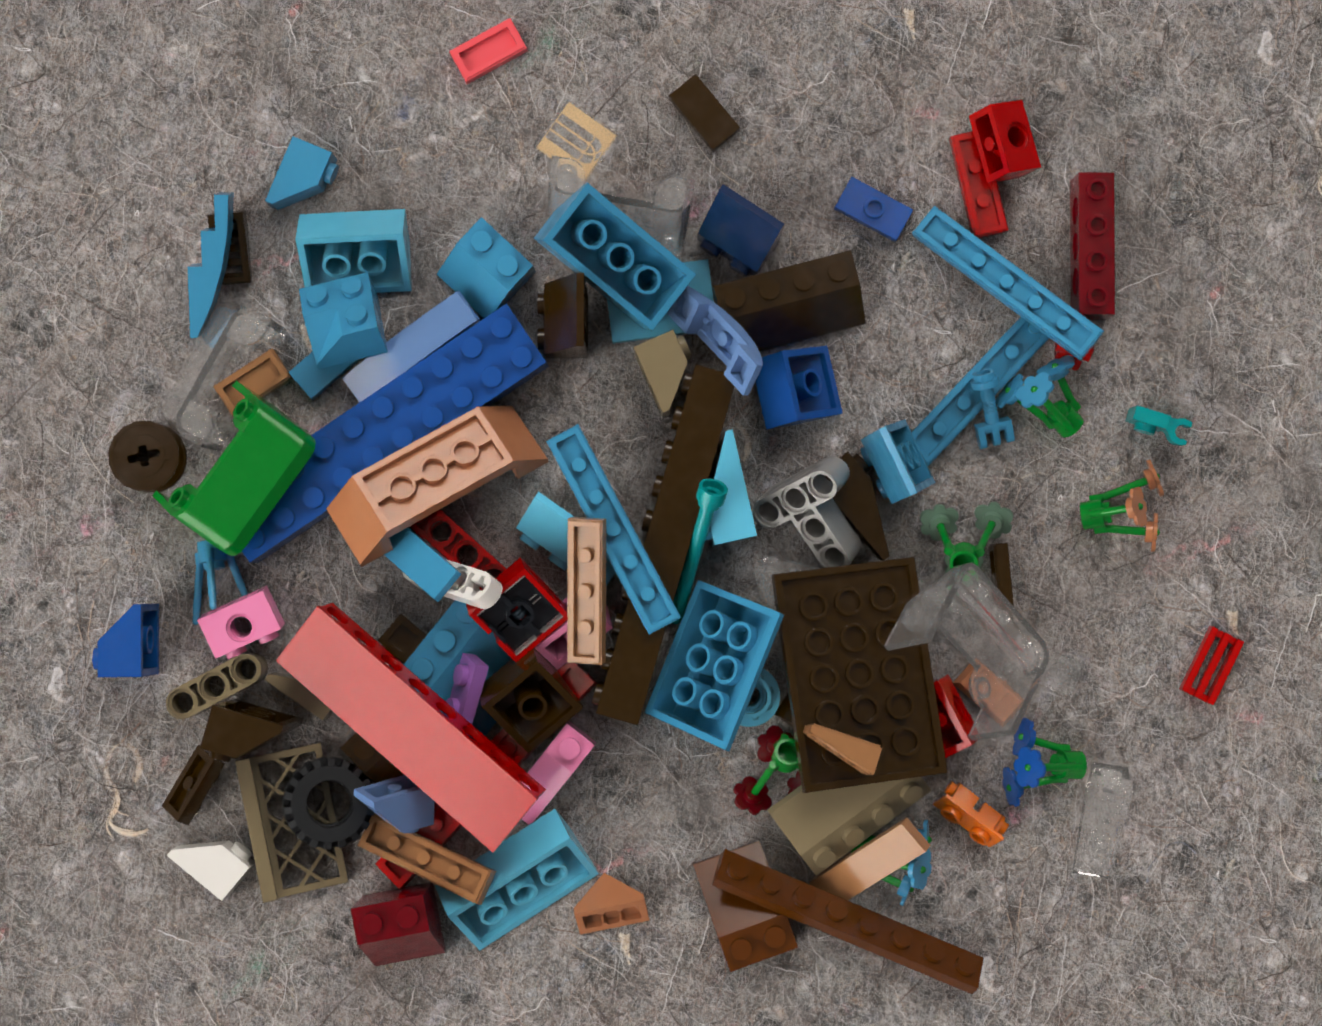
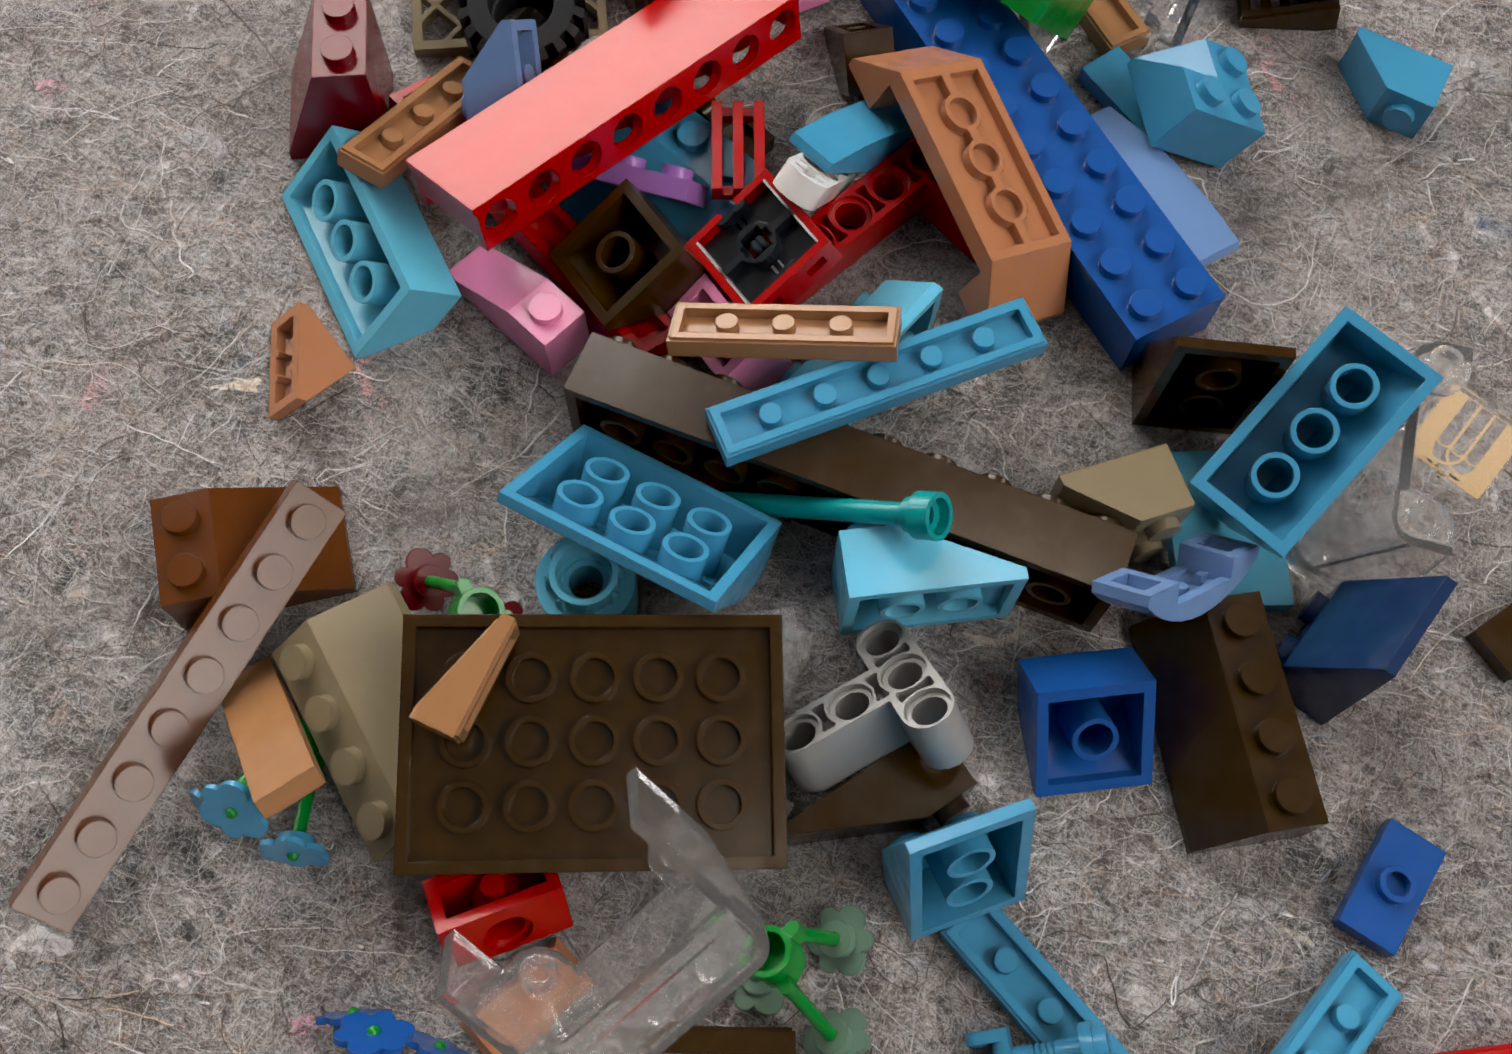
camera: 90 degrees right, 20 degrees down
(317, 560) = (851, 42): none -> dark brown slope
(356, 243) = (1306, 145): medium azure slope -> none
(406, 639) = (737, 115): none -> red tile
(485, 269) = (1277, 290): dark azure slope -> none
(983, 826) = (300, 958): orange hinge -> none

